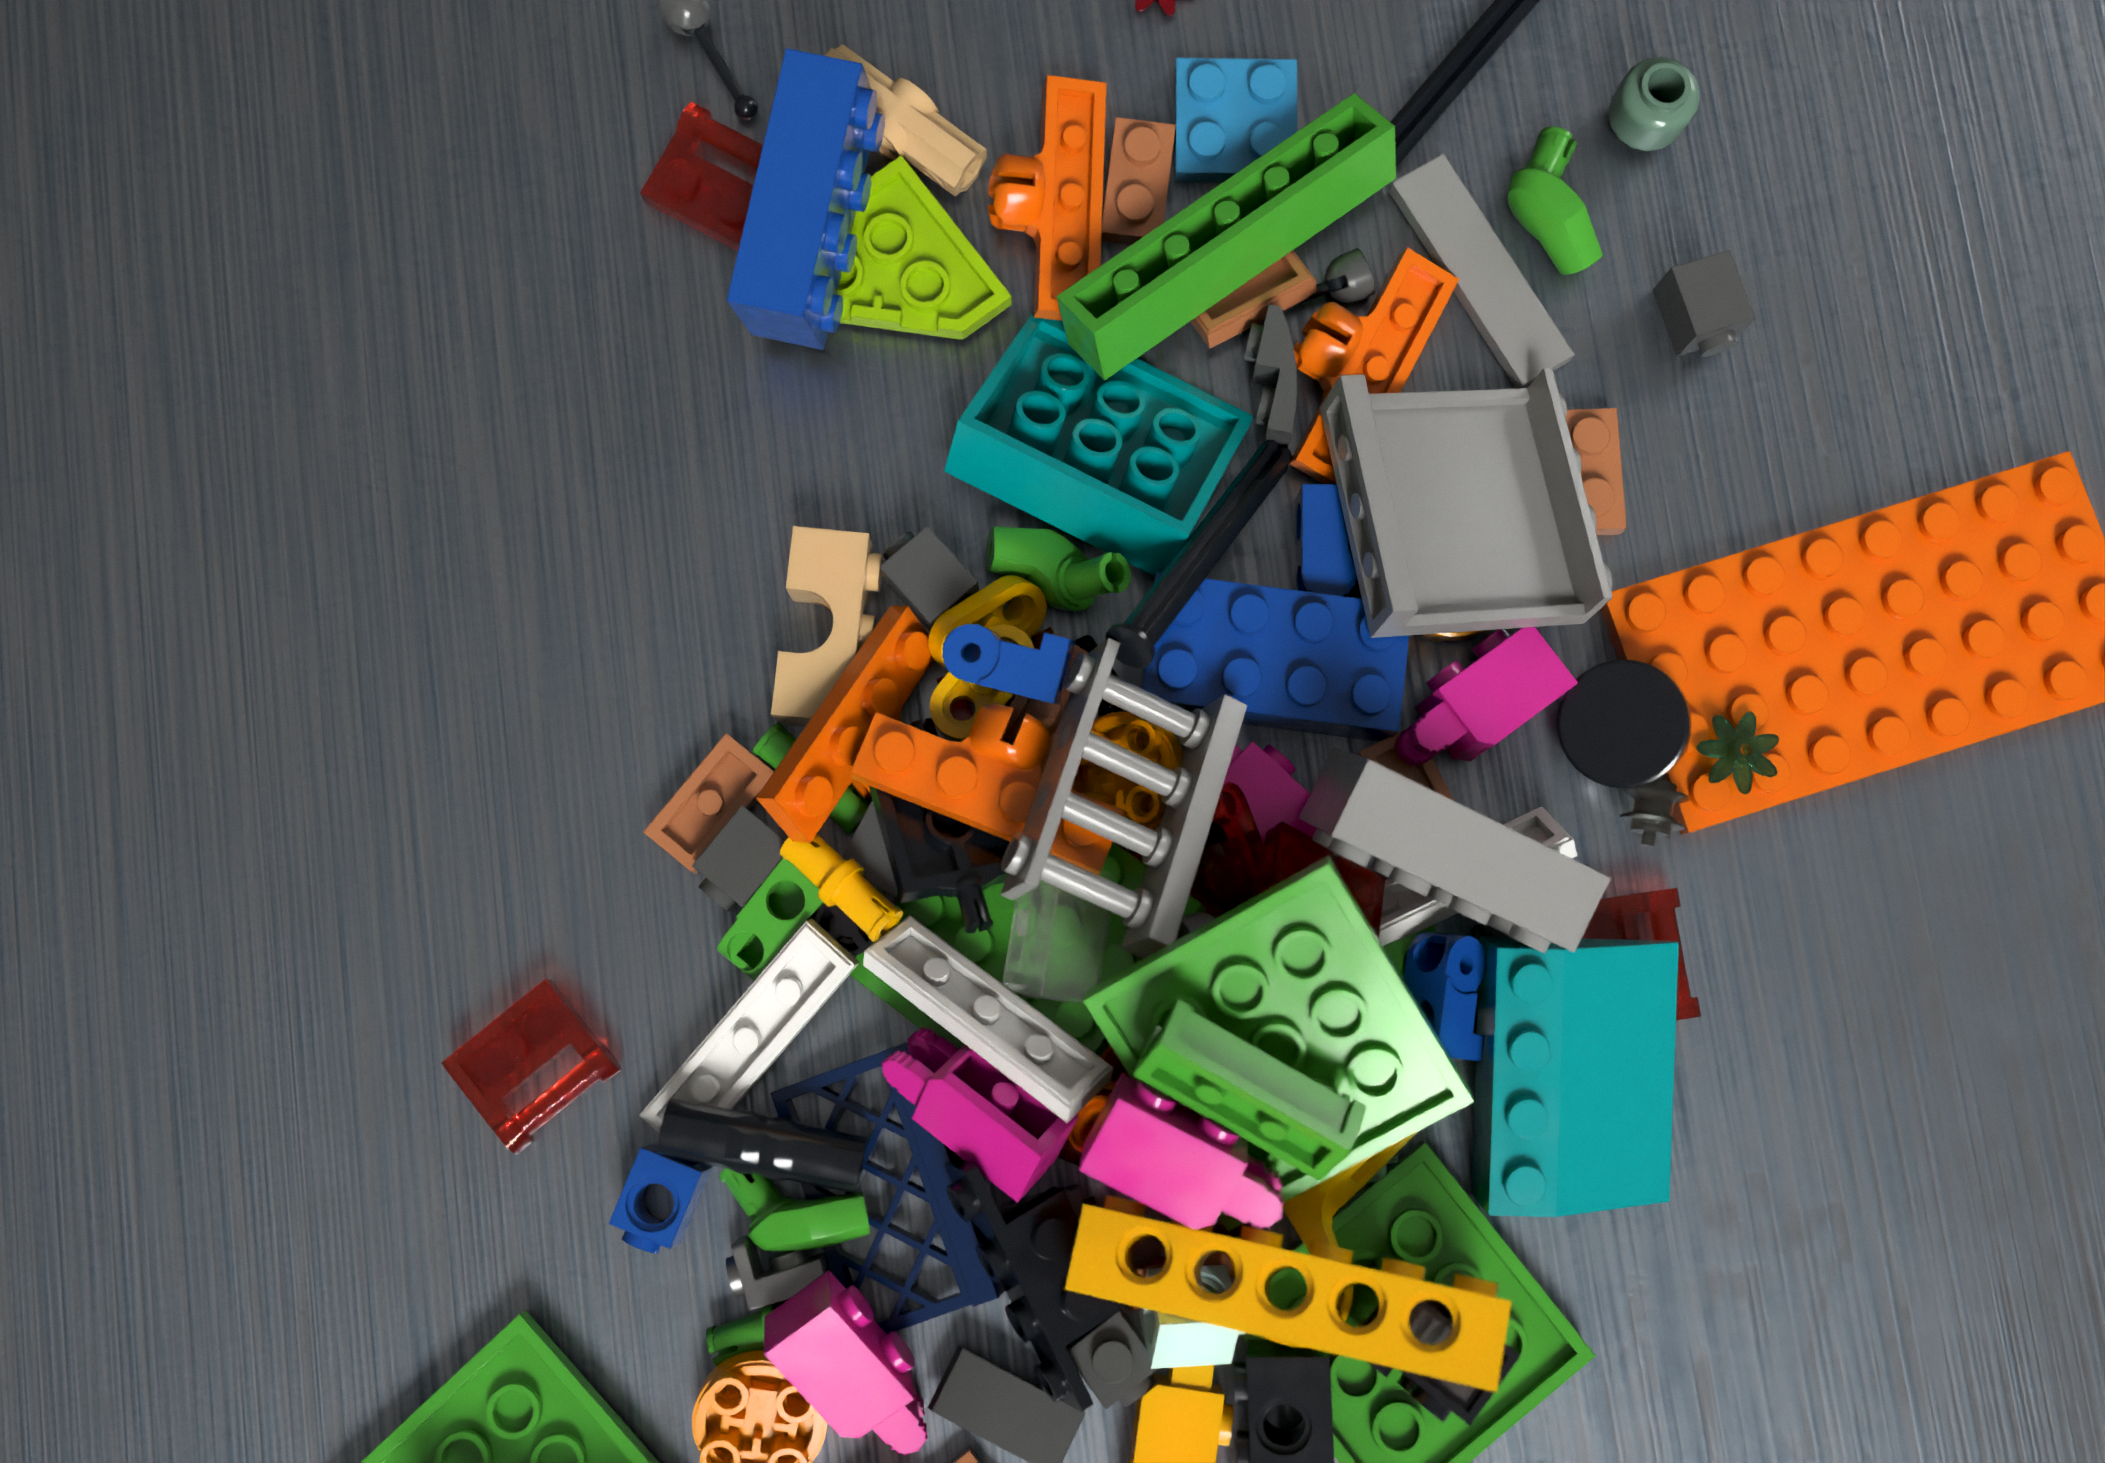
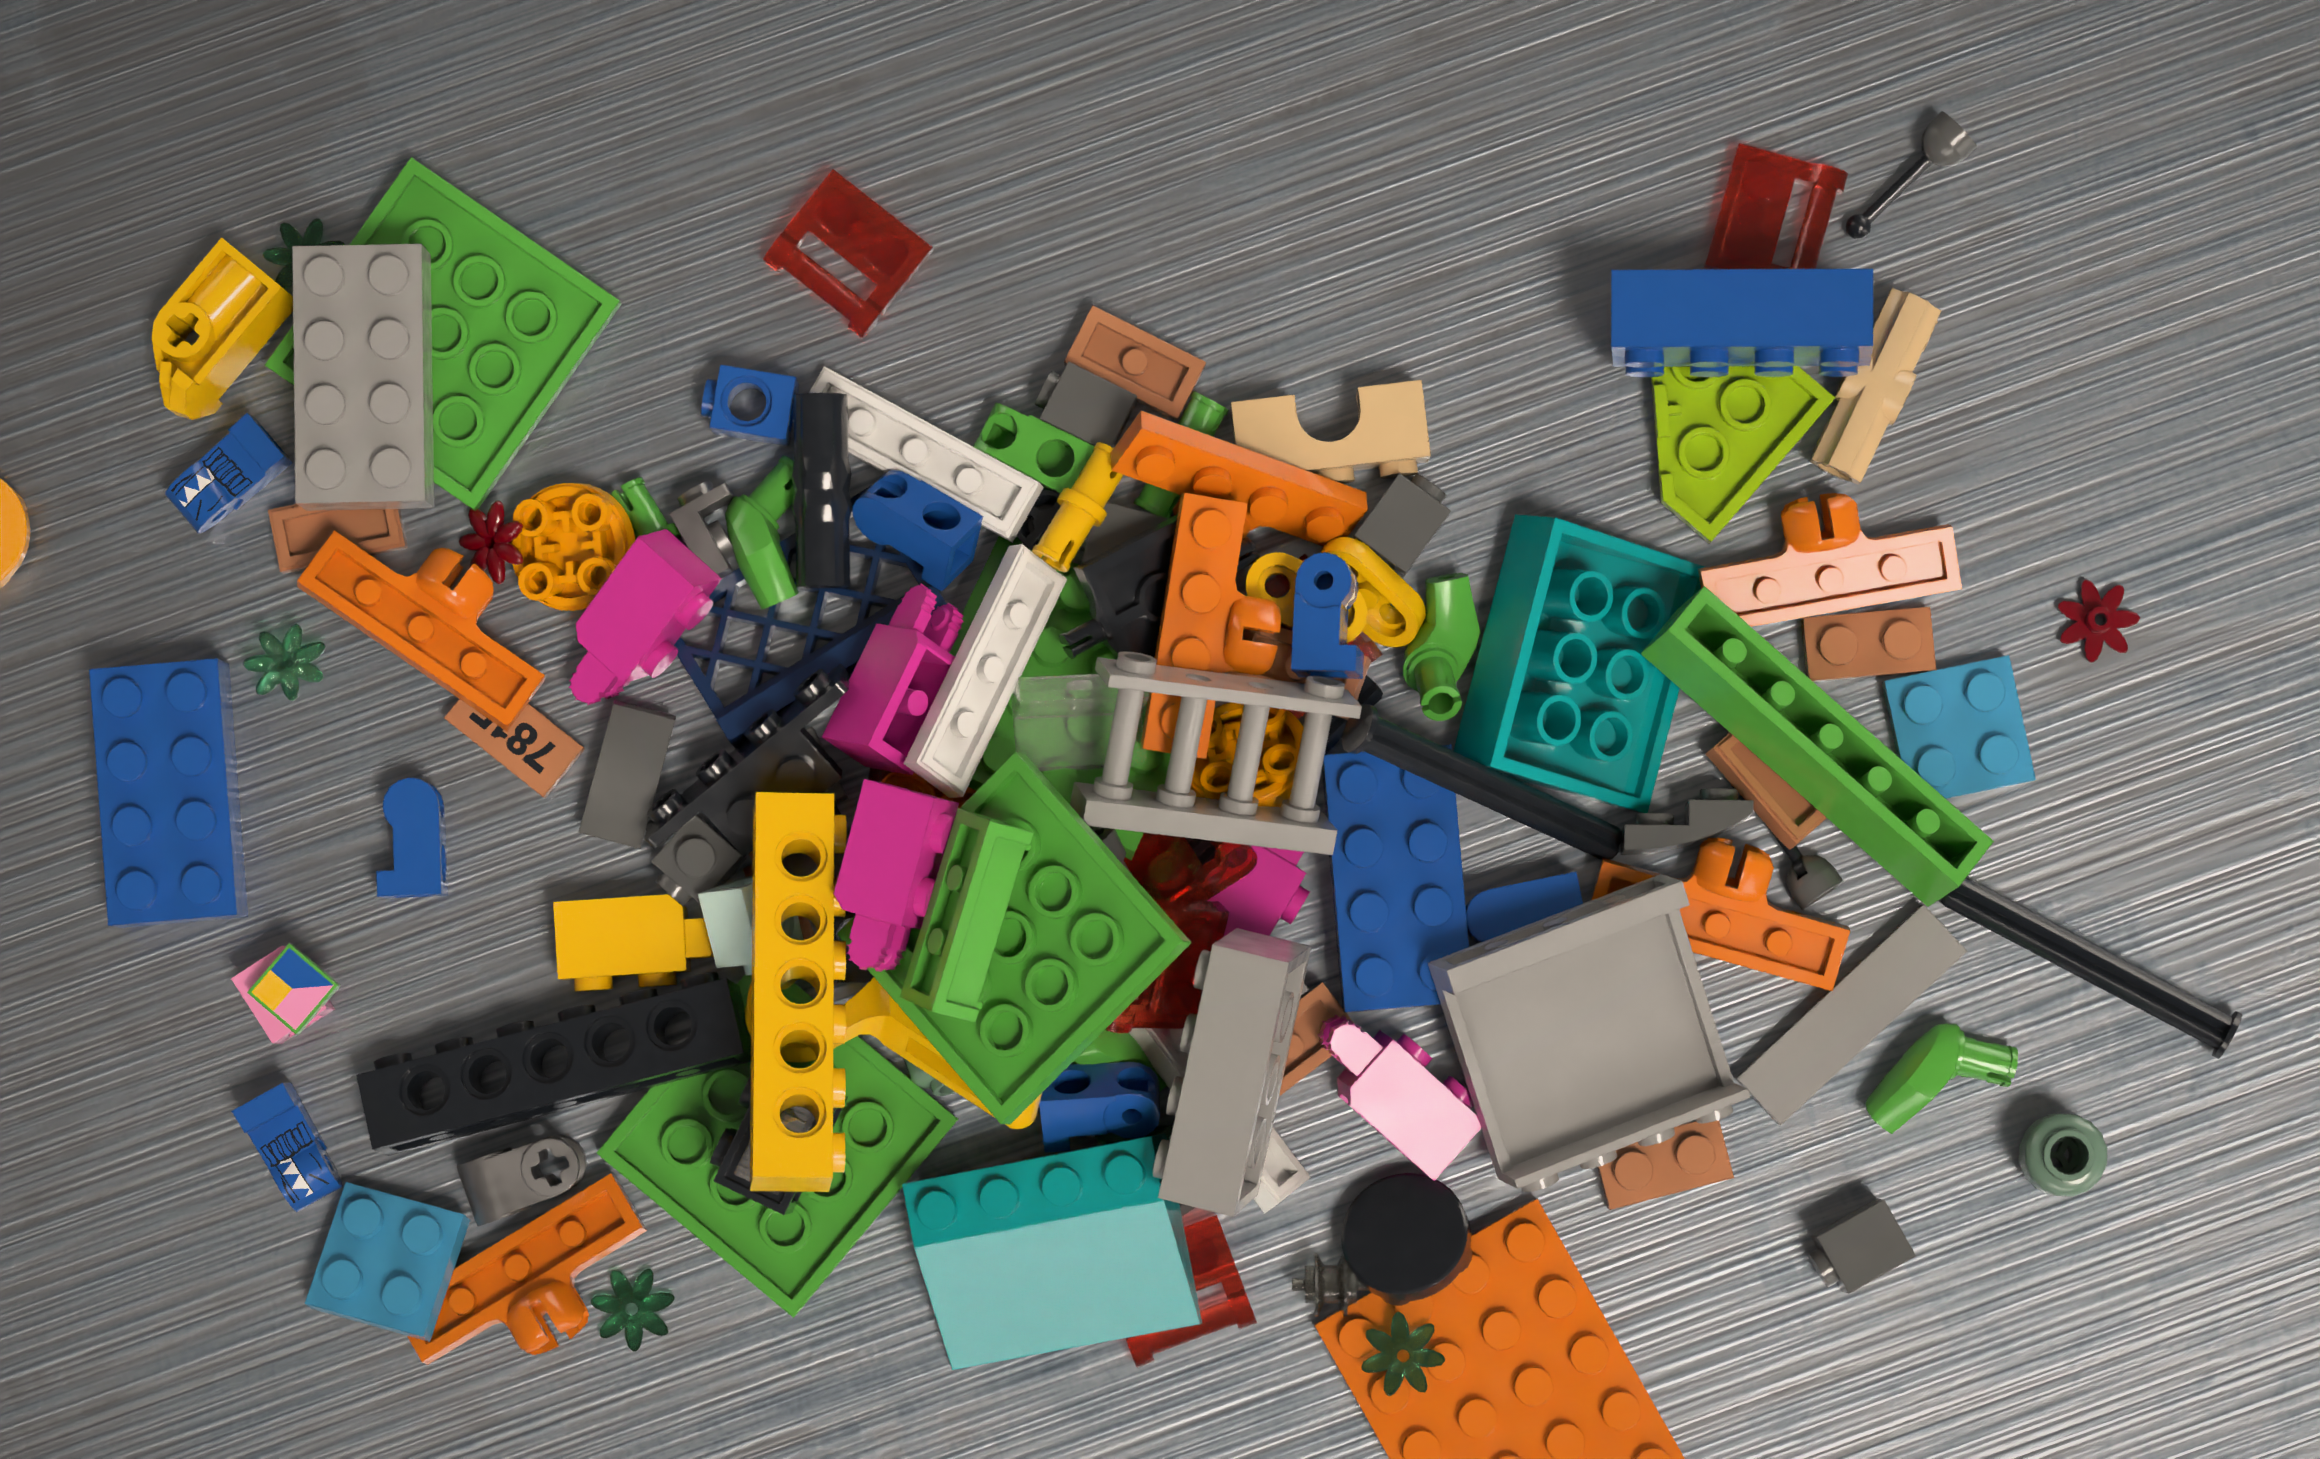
camera: 80 degrees right, 5 degrees up
(820, 1052) = (920, 525): none -> blue leg

